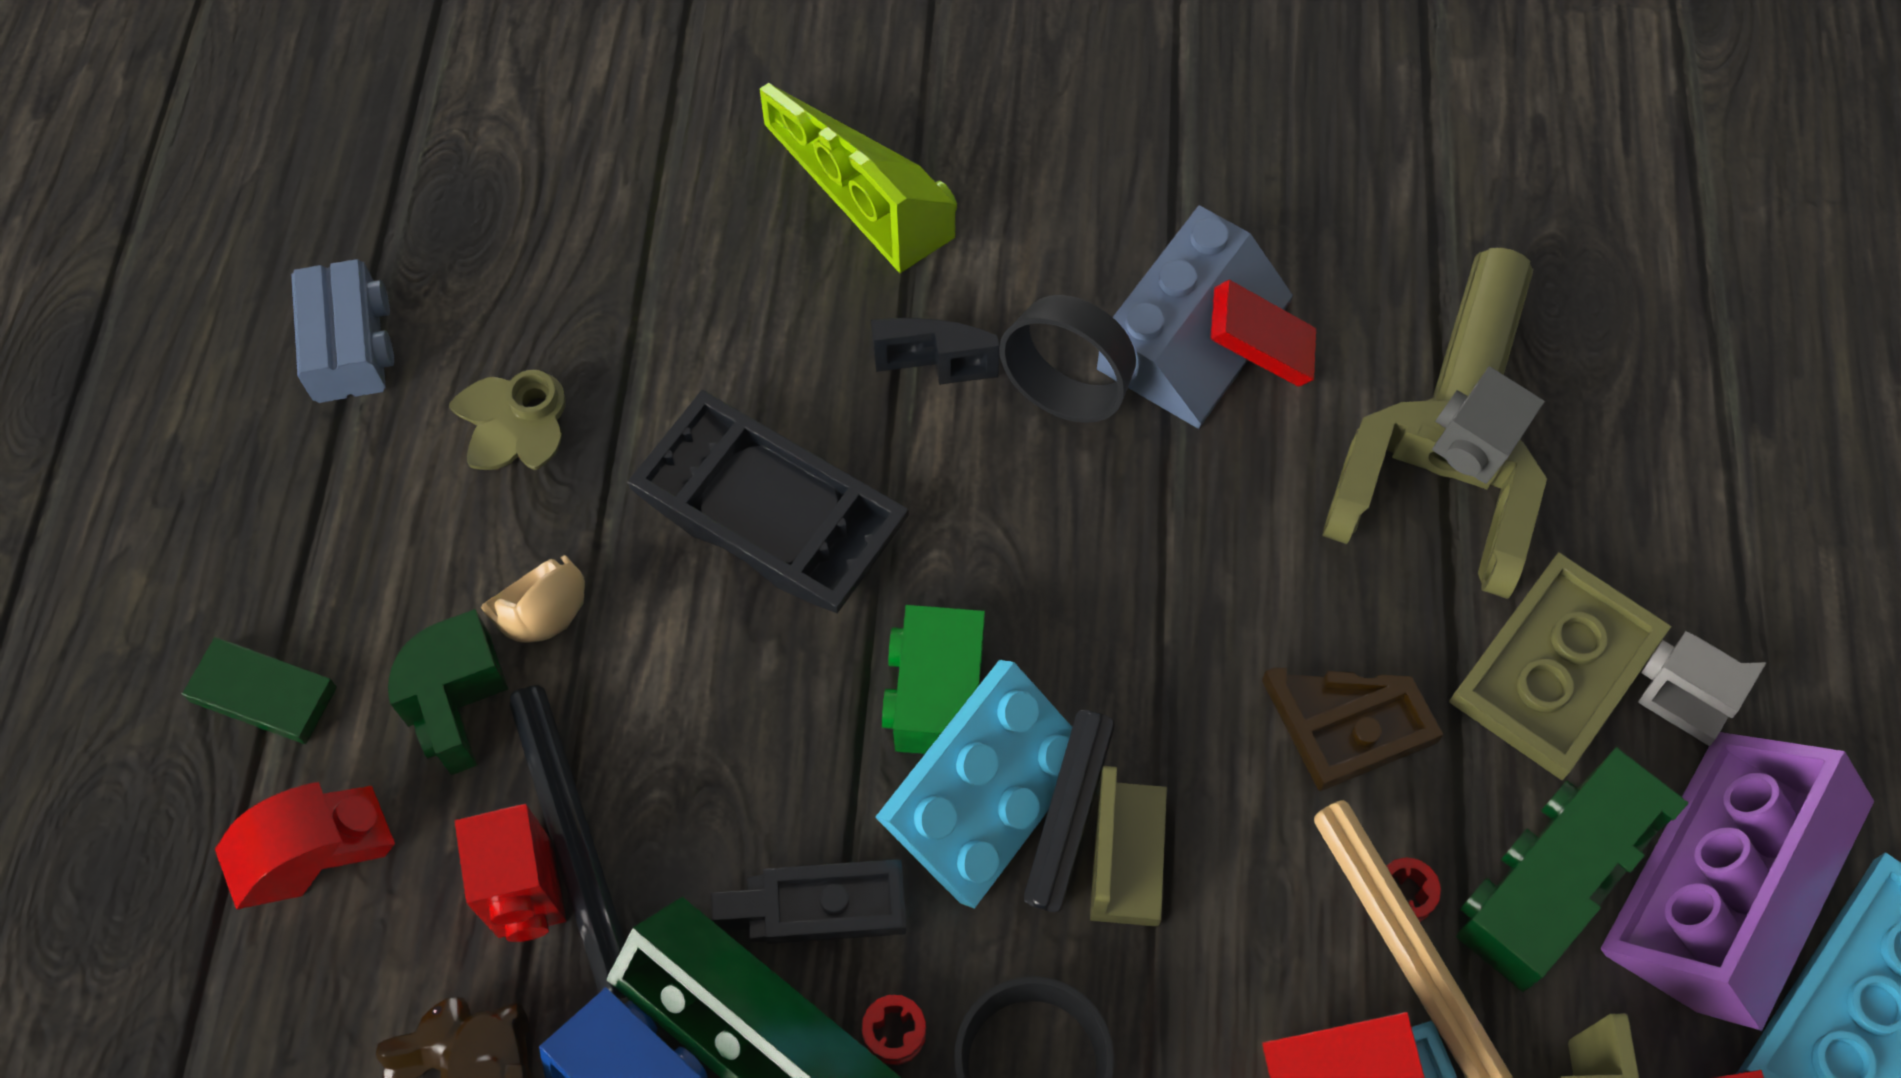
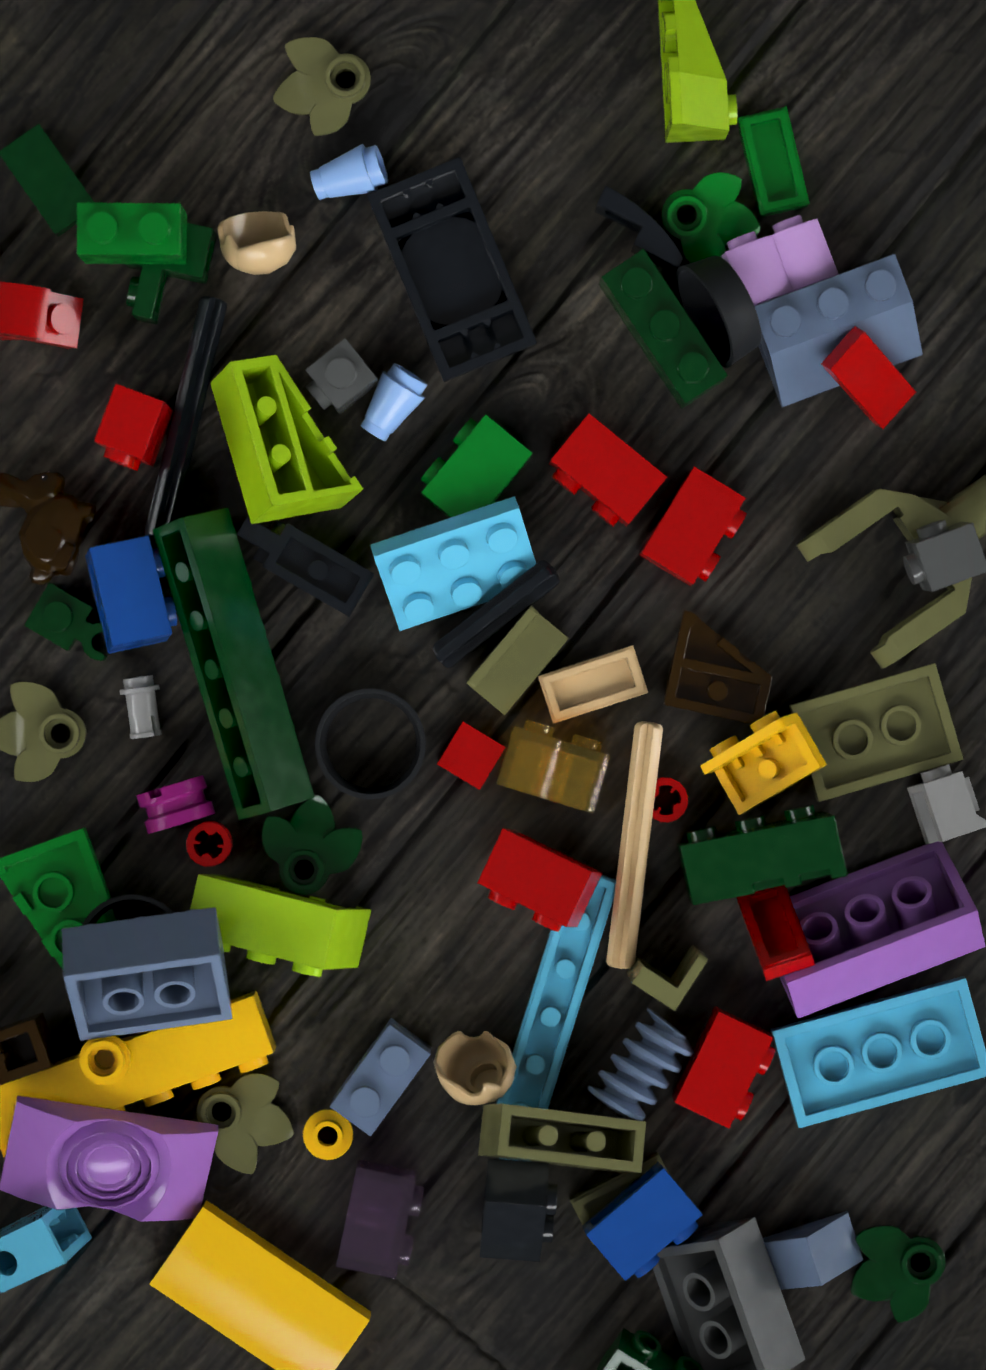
camera: 35 degrees right, 25 degrees up
(379, 657) = (132, 233): none -> green brick
(597, 478) = (350, 174): none -> light blue cone
(694, 791) = (275, 444): none -> lime wedge
(721, 675) = (340, 378): none -> dark grey brick
(795, 667) = (393, 401): none -> light blue cone
(875, 1019) = (308, 683): red bush -> none
(994, 292) = (717, 216): none -> green plate
(1016, 225) = (773, 162): none -> green tile
(1026, 419) = (662, 329): none -> dark green brick
(1076, 588) = (606, 471): none -> red brick
(1095, 272) = (781, 261): none -> lavender brick
(1157, 995) = (471, 755): none -> red tile
(1208, 585) = (693, 528): none -> red brick
(1228, 822) = (592, 684): none -> tan tile
(1260, 938) = (553, 767): none -> clear yellow brick
(1480, 766) = (765, 761): none -> yellow bracket
(1655, 945) = (775, 932): none -> red tile

